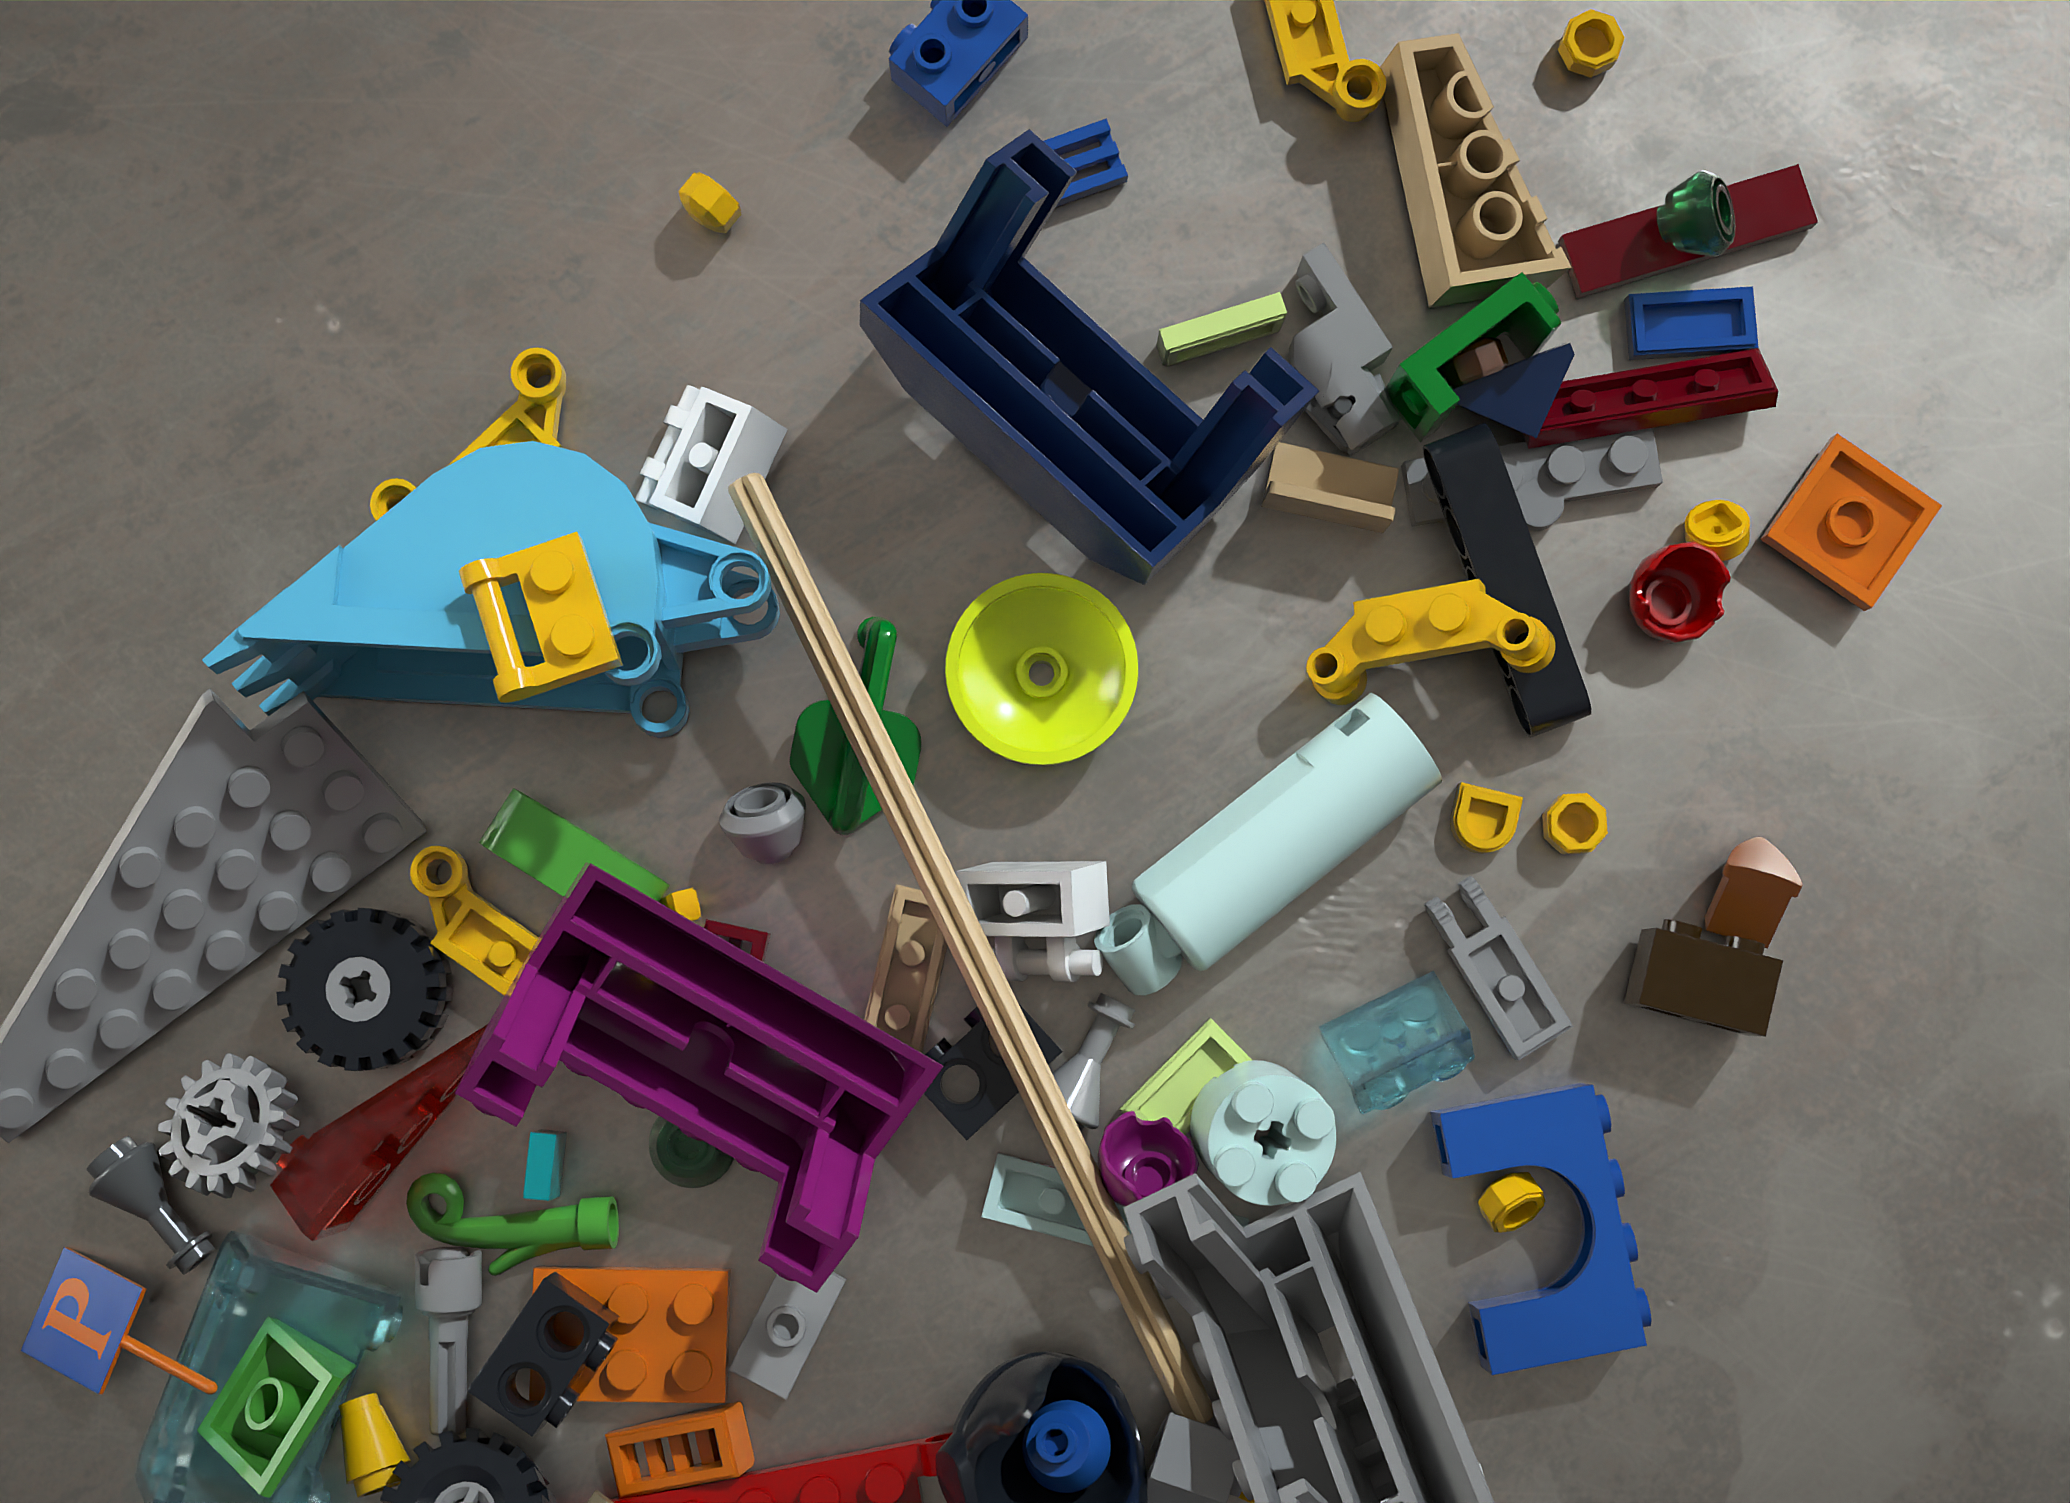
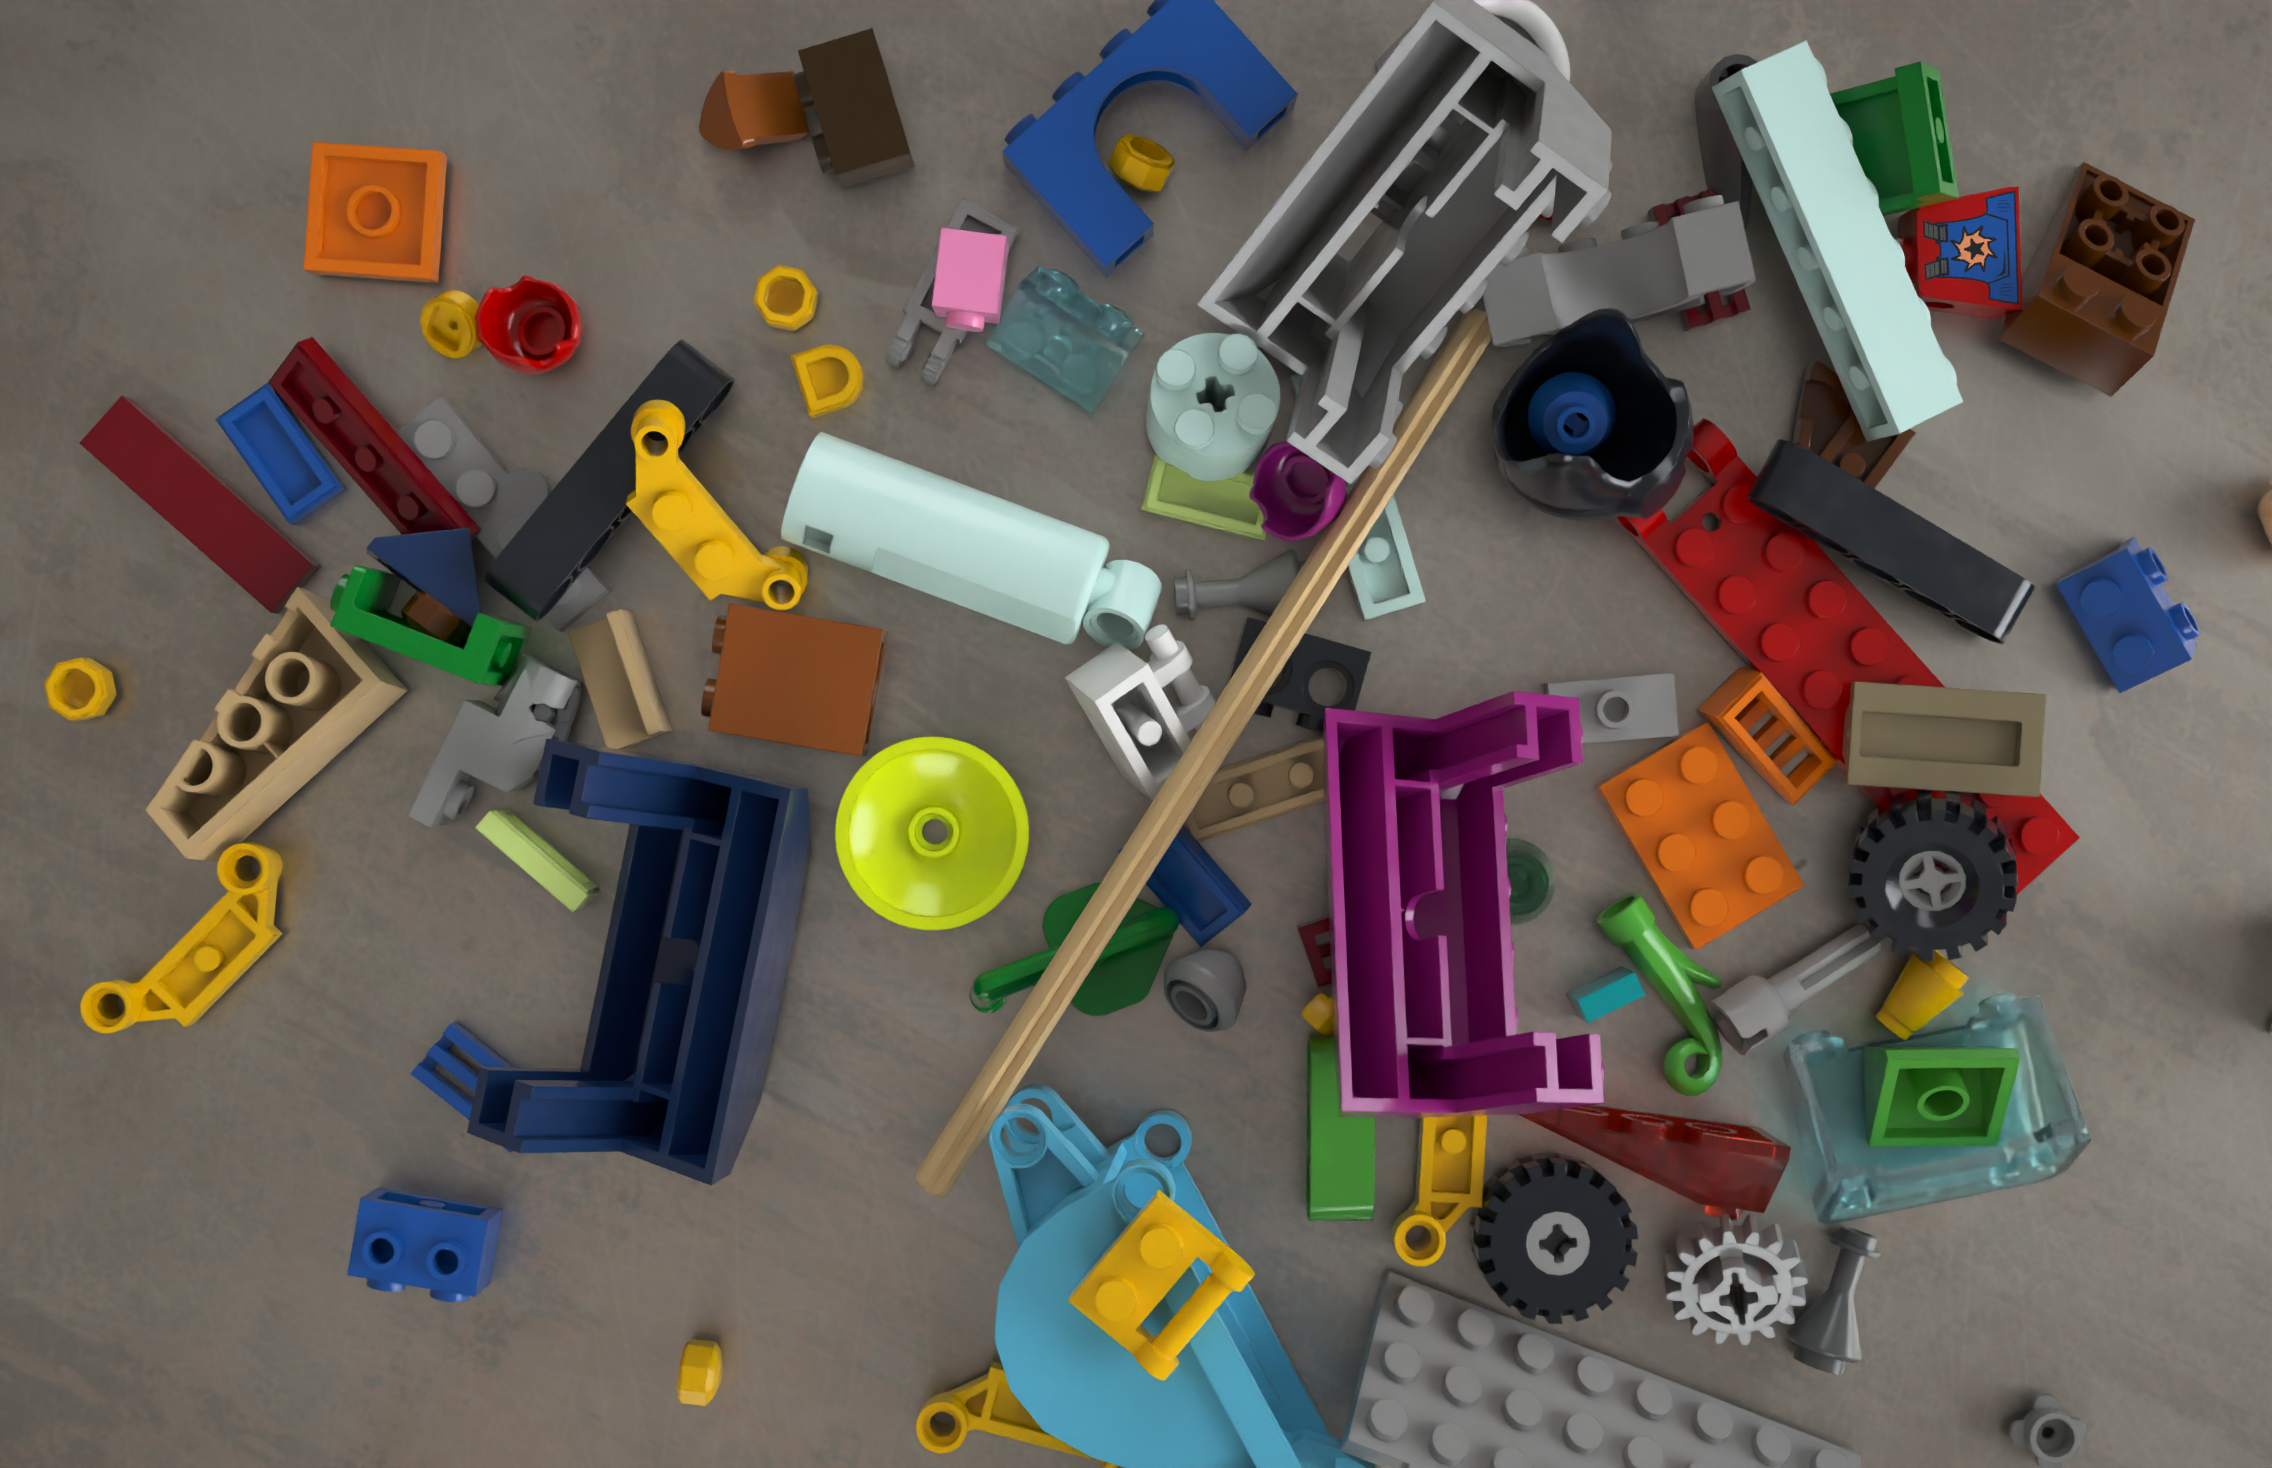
camera: 120 degrees left, 5 degrees up
(88, 1322) = (1966, 1292): blue piece -> none
(535, 1346) = (1760, 906): black brick -> none
(702, 453) = (922, 1237): white brick -> none
(856, 865) = (1196, 889): none -> blue tile
(1242, 633) = (794, 679): none -> dark orange panel
(1498, 989) = (970, 278): none -> bright pink brick
(1698, 215) = (181, 502): clear green cone -> none

